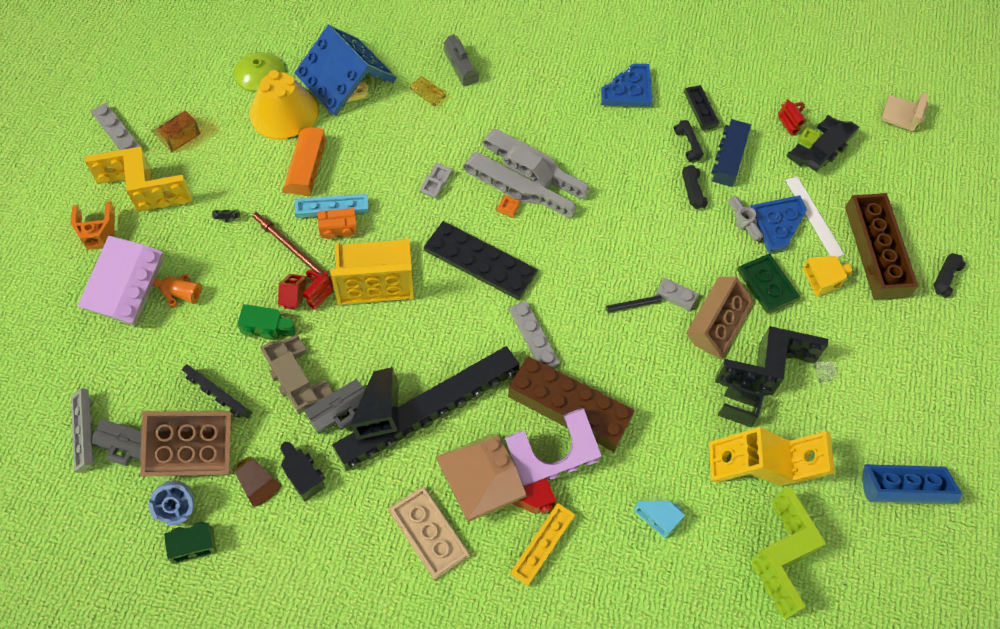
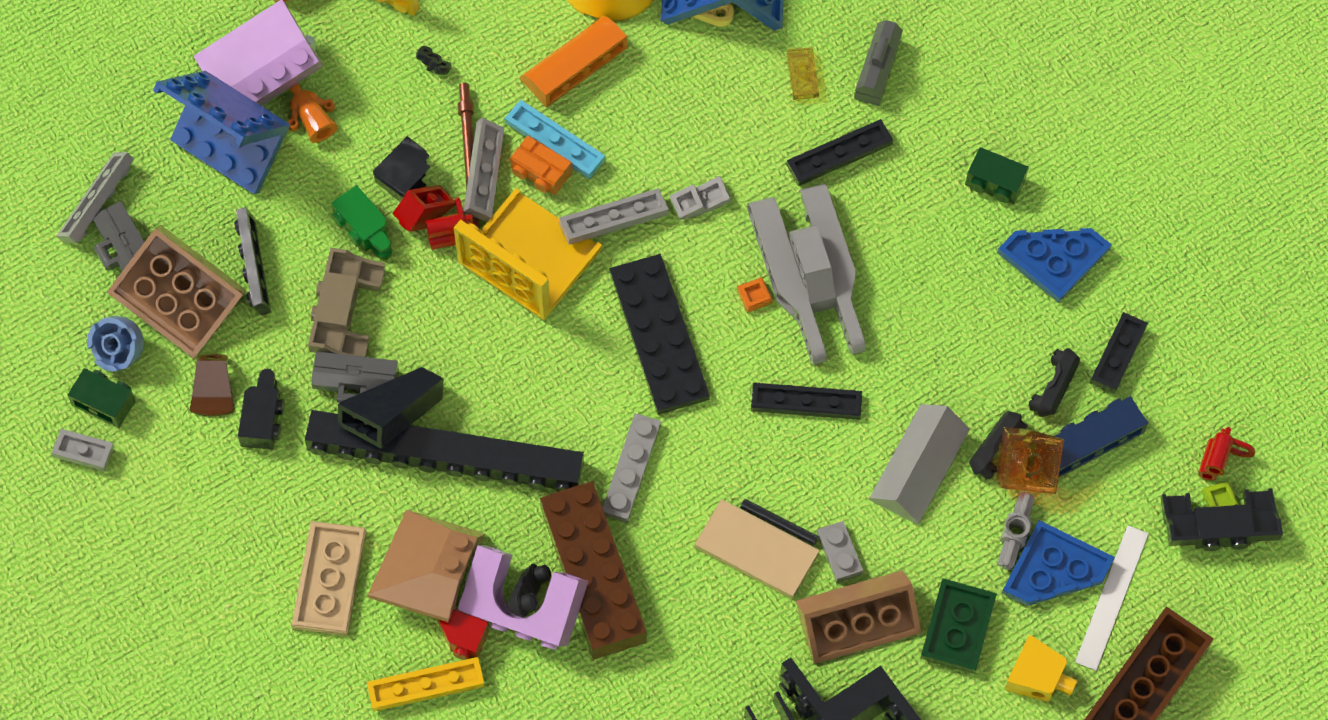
camera: 45 degrees right, 5 degrees up
(135, 329) = (225, 128): none -> blue bracket
(205, 584) = (83, 450): none -> light grey plate
(262, 279) = (403, 169): none -> black piece
(308, 246) = (484, 169): none -> light grey plate
(401, 220) = (613, 216): none -> light grey plate
(483, 112) = (839, 152): none -> black plate
(557, 451) = (525, 592): none -> black piece
(567, 71) = (996, 176): none -> dark green brick
(585, 236) = (806, 401): none -> black tile
(637, 325) = (756, 549): none -> tan tile
(668, 222) = (920, 462): none -> light grey slope
(721, 180) = (1029, 461): none -> clear orange slope

